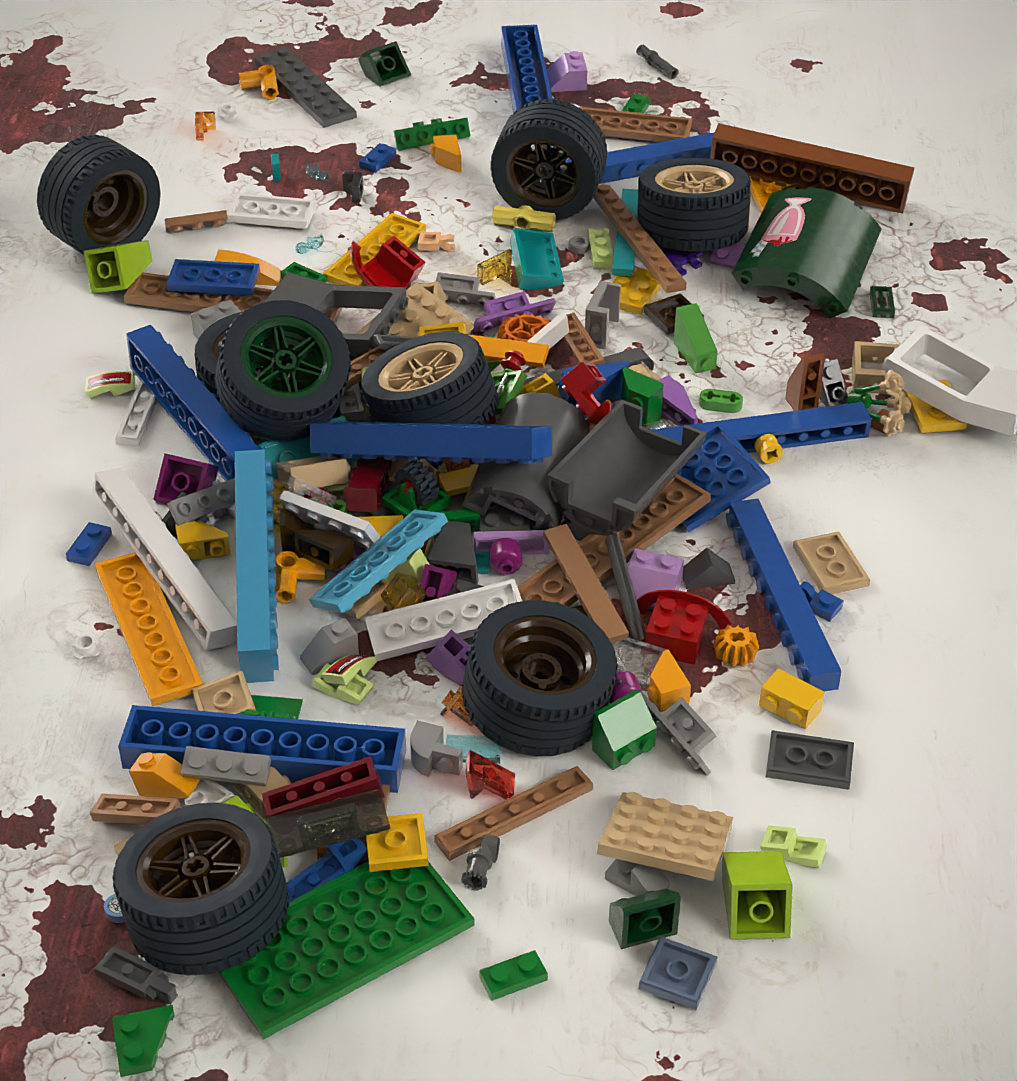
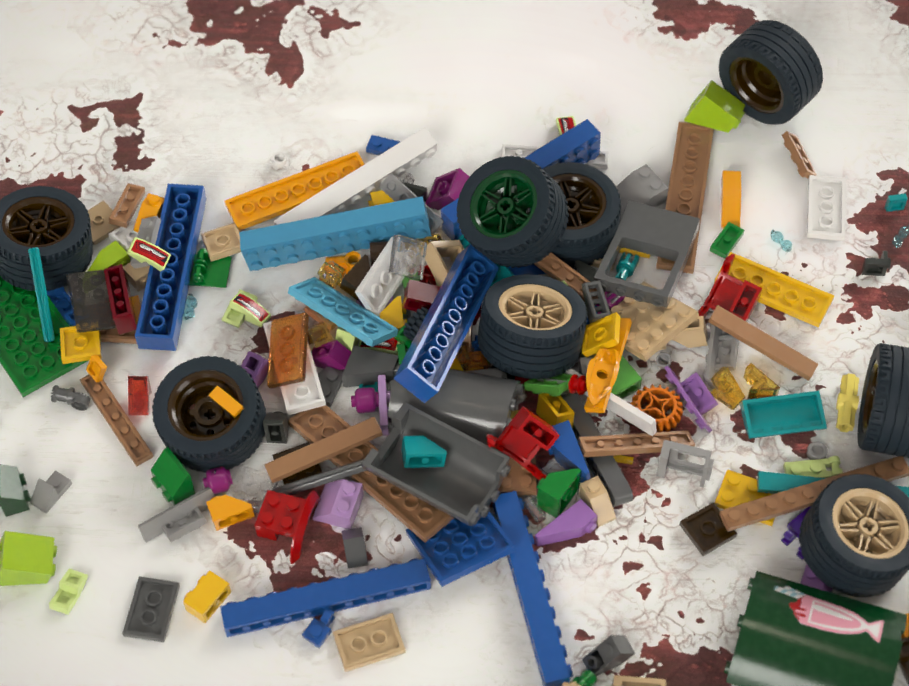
camera: 90 degrees right, 15 degrees up
(213, 277) = (704, 174): blue plate -> none
(261, 746) = (148, 252): none -> slope
(307, 581) = (331, 274): none -> clear yellow head
(323, 862) = (41, 294): none -> teal axle
(330, 645) = (273, 299): light grey slope -> none
(430, 752) = (166, 360): light grey brick -> none
(432, 611) = (288, 350): none -> clear orange tile
(434, 240) = (797, 330): light nougat plate -> none
(441, 822) = (96, 368): none -> light orange tile
(449, 258) = (763, 342): none -> medium nougat tile
(501, 286) = (727, 389): none -> clear yellow slope
(506, 338) = (604, 361): none -> light orange piece
(545, 627) = (226, 401): none -> light orange piece
(602, 482) = (422, 452): none -> teal slope
(666, 835) = (72, 503): tan plate -> none
(694, 339) = (656, 541): bright green slope -> none
(721, 400) = (577, 565): bright green beam -> none
(736, 646) = (263, 554): light orange gear -> none
(768, 448) = (510, 598): yellow wheel -> none
(805, 383) = (588, 627): dark orange slope -> none

